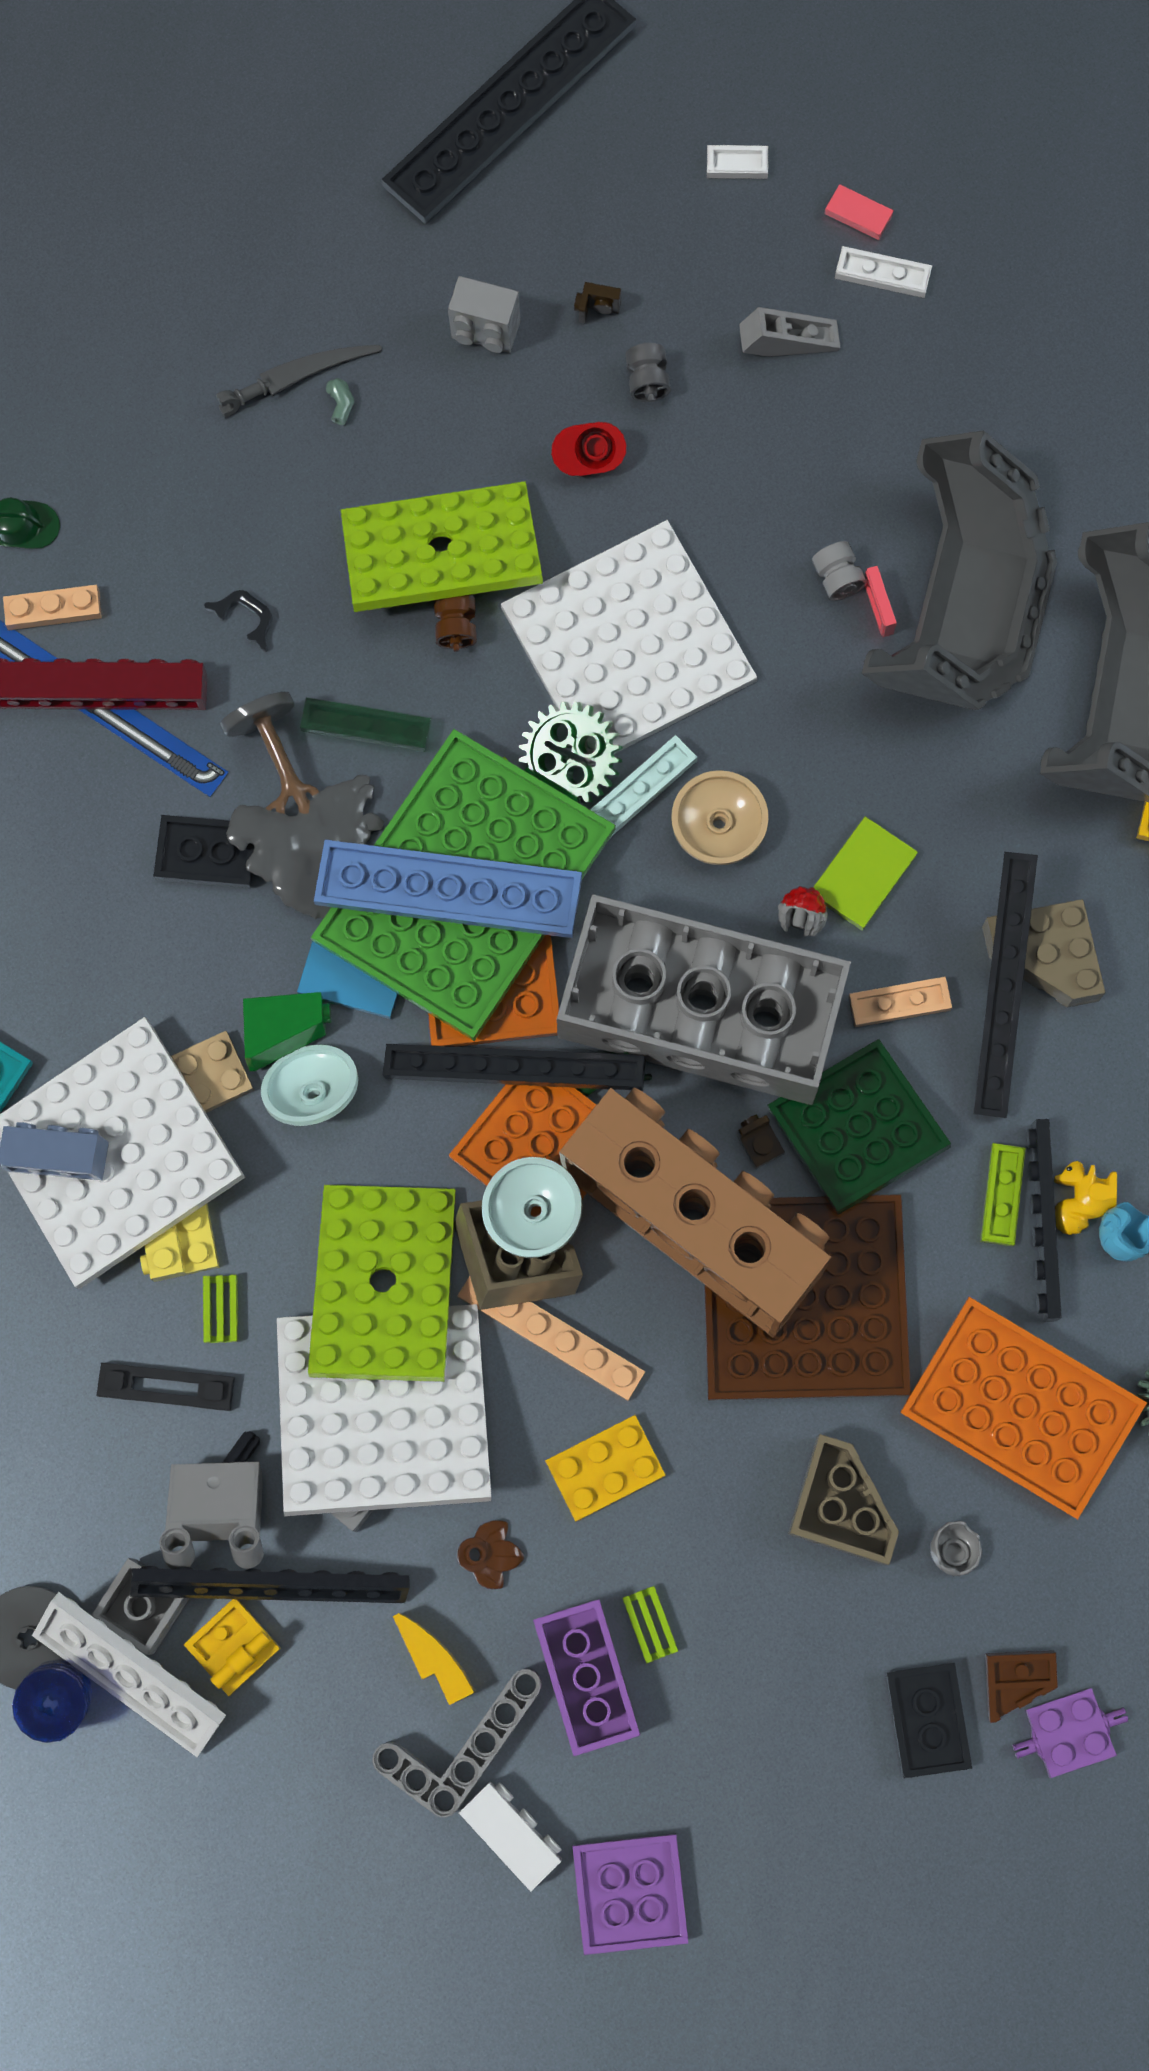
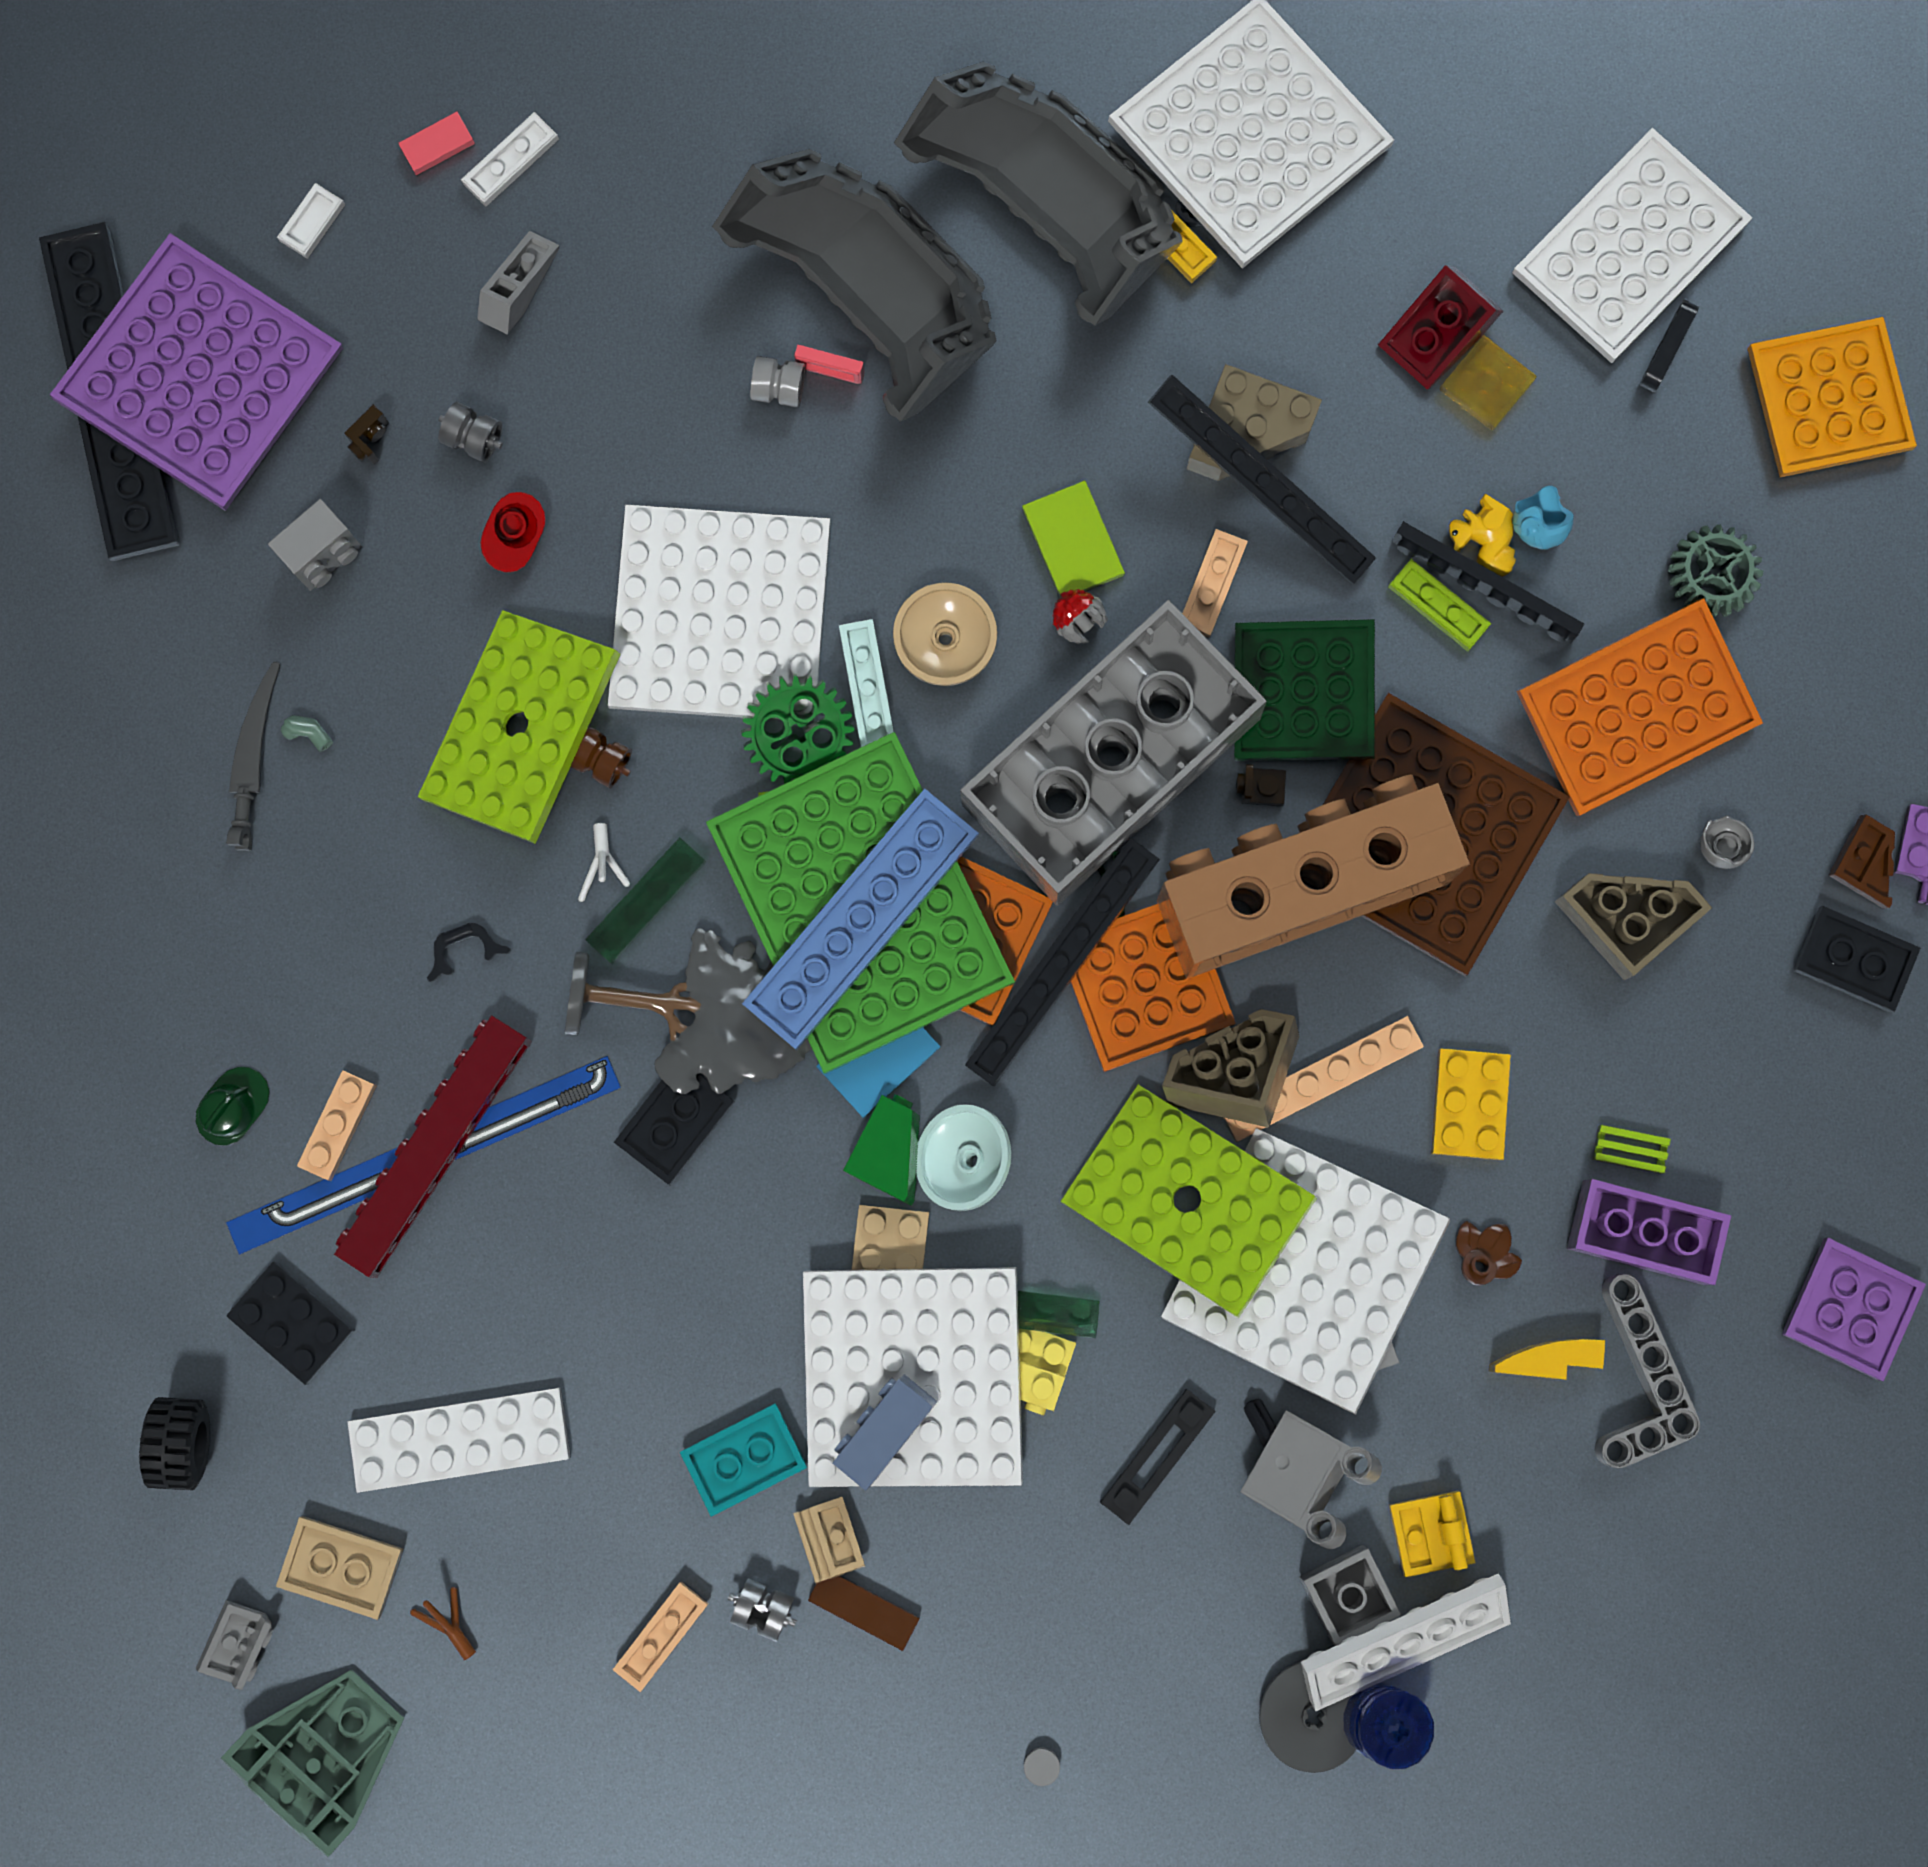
camera: 60 degrees left, 5 degrees up
(219, 1280) = (1143, 1379): lime tile -> none
(231, 1235) = (1058, 1314): none -> clear green plate
(260, 1585) = (1397, 1477): black plate -> none
(382, 670) = (599, 862): none -> white plant
(512, 1834) = (1744, 1381): white brick -> none
(520, 1188) = (1204, 1050): light aqua dish -> none
(564, 152) = (196, 371): none -> medium lavender plate

